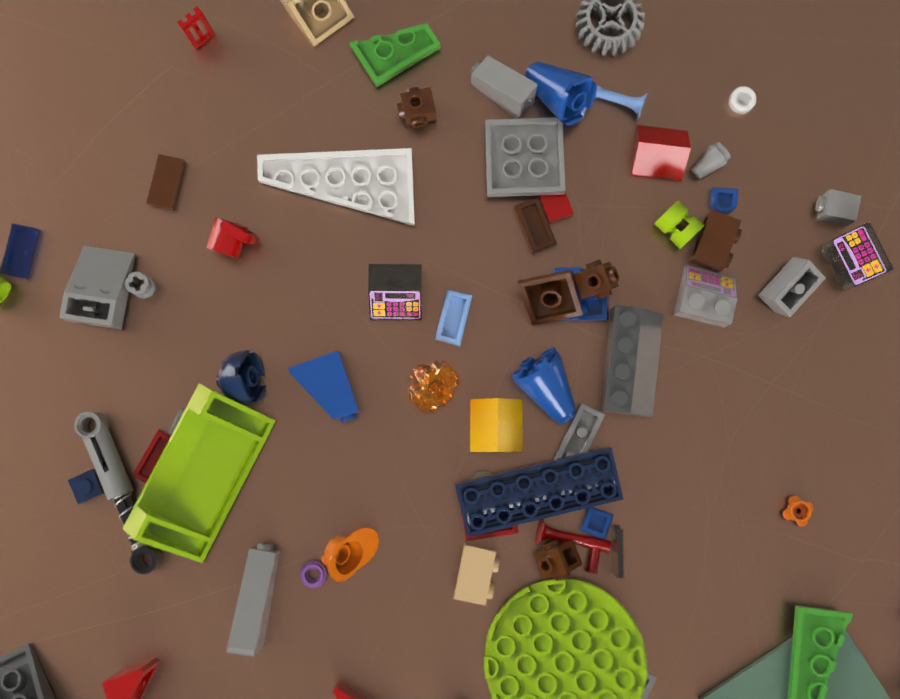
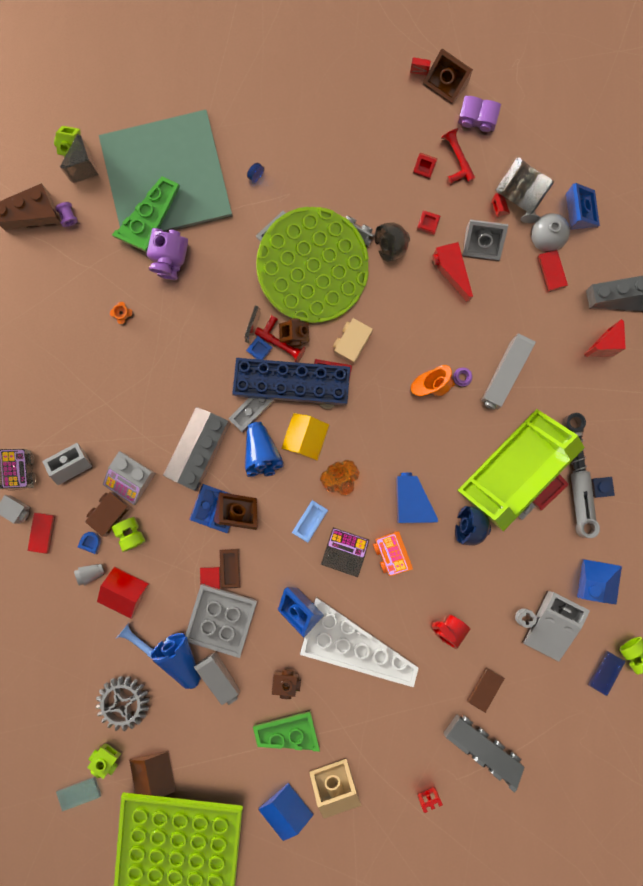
camera: 160 degrees left, 0 degrees up
(59, 361) = (599, 582): none -> blue slope
(144, 107) = (485, 751): none -> dark grey wedge
(333, 309) = (392, 553): none -> orange slope
(429, 200) = (299, 610): none -> blue slope
(597, 279) = (200, 512): reddish brown brick -> none
(742, 100) = (49, 611): white tile -> none
(769, 615) = (166, 252): none -> medium lavender piece
(790, 191) = (41, 533): none -> red tile

